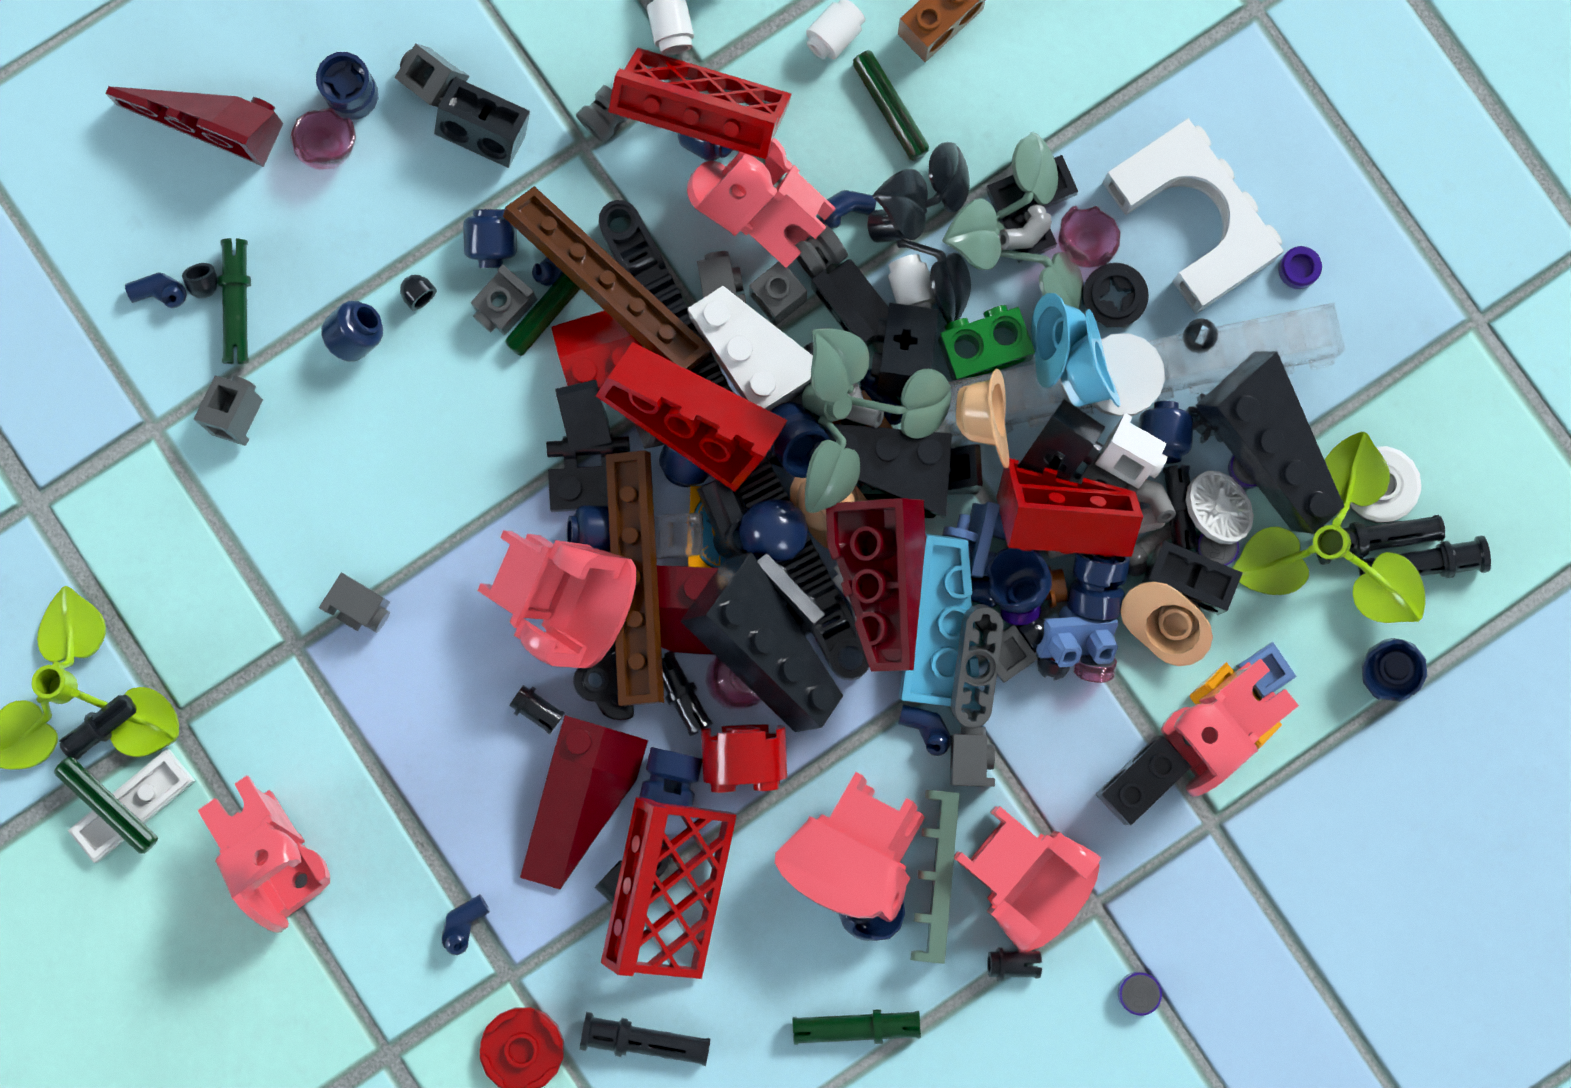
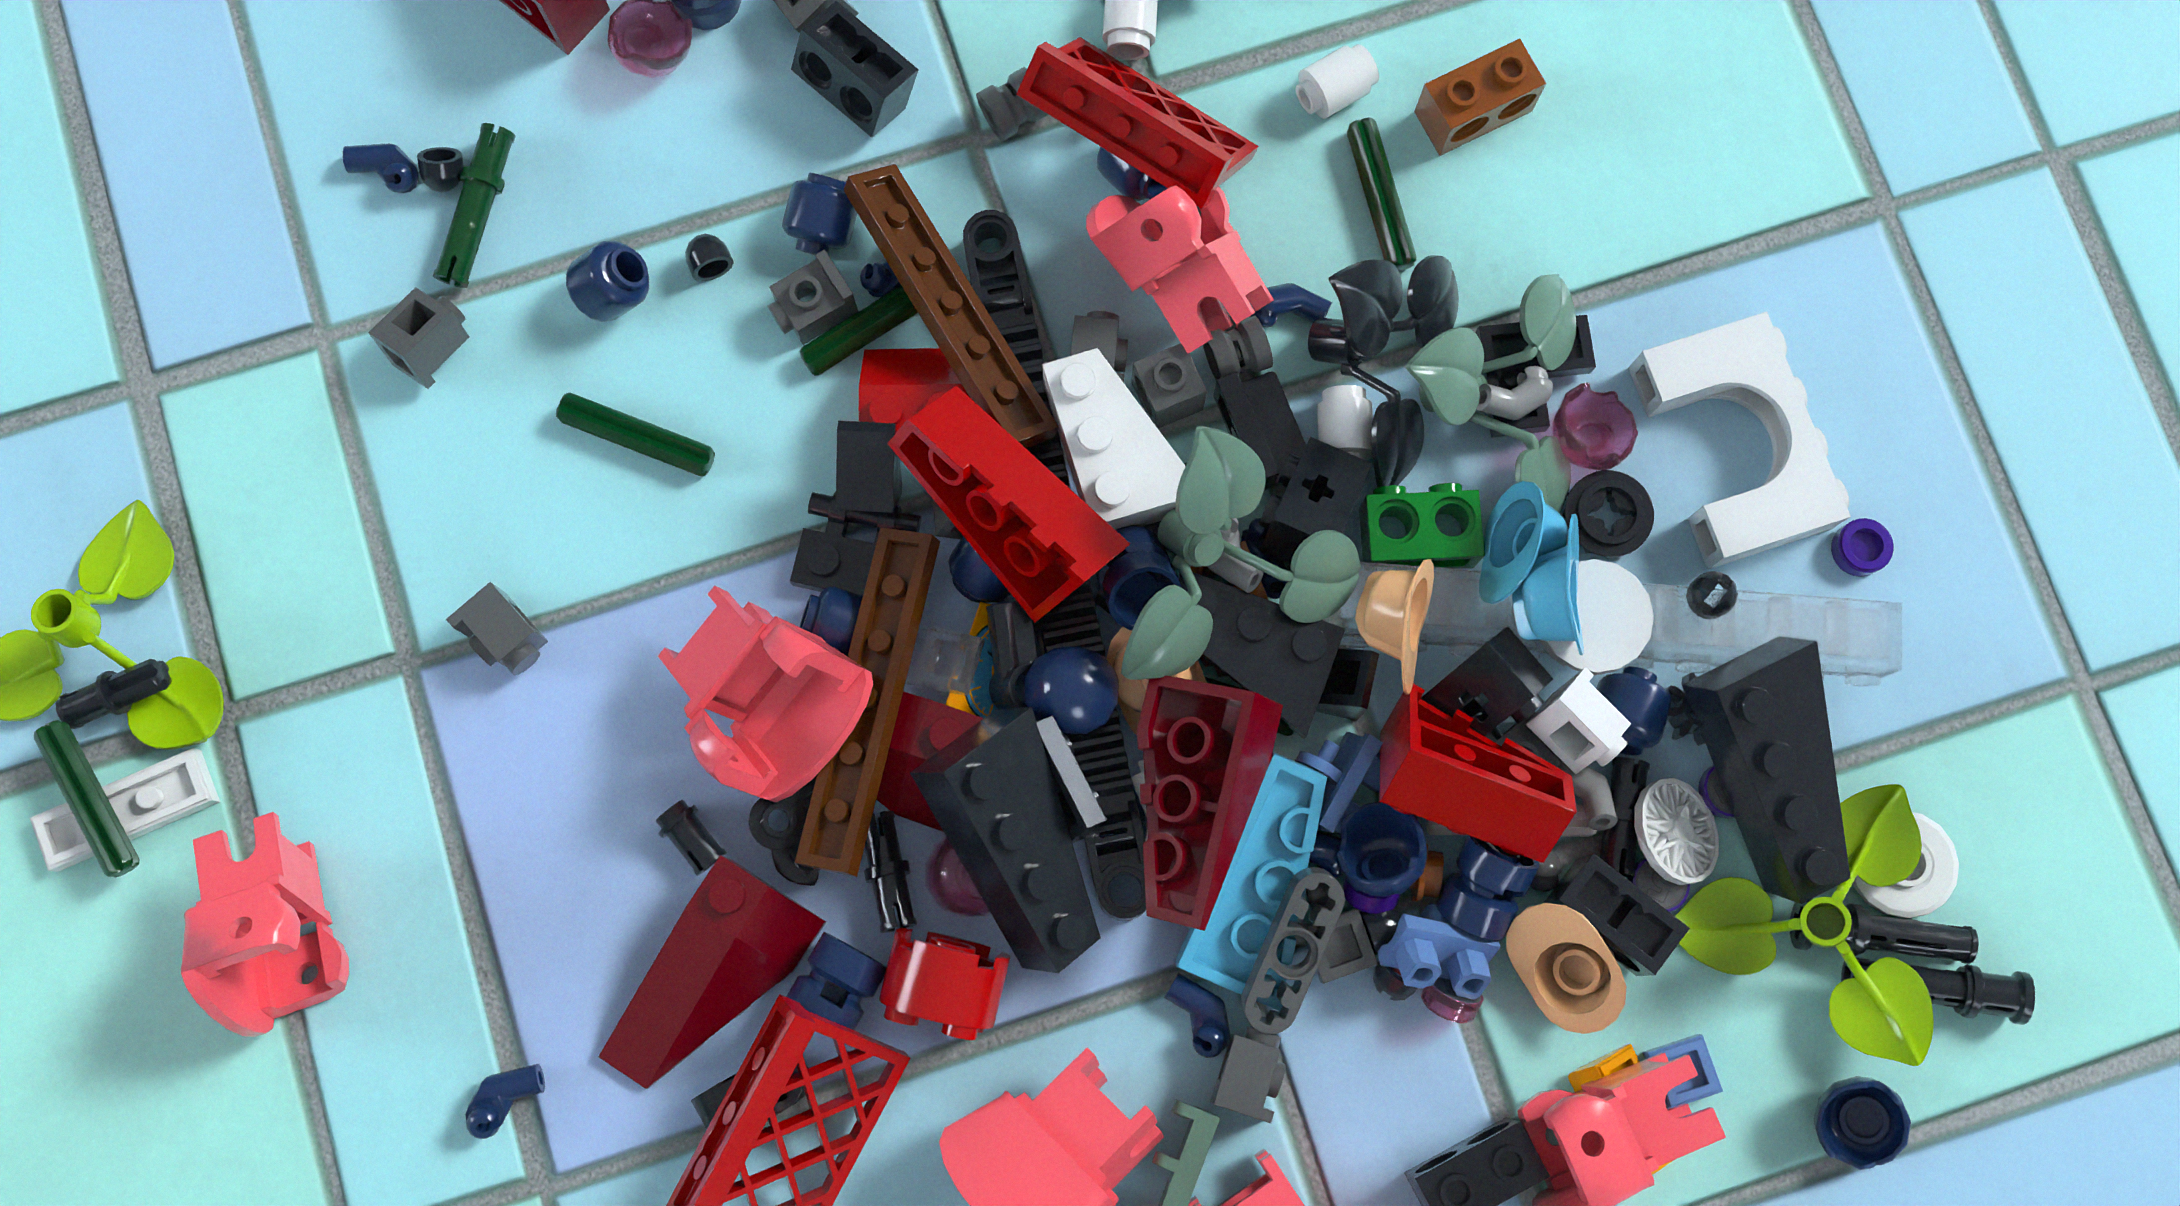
camera: 15 degrees right, 5 degrees down
(406, 436) = (635, 434): none -> dark green axle

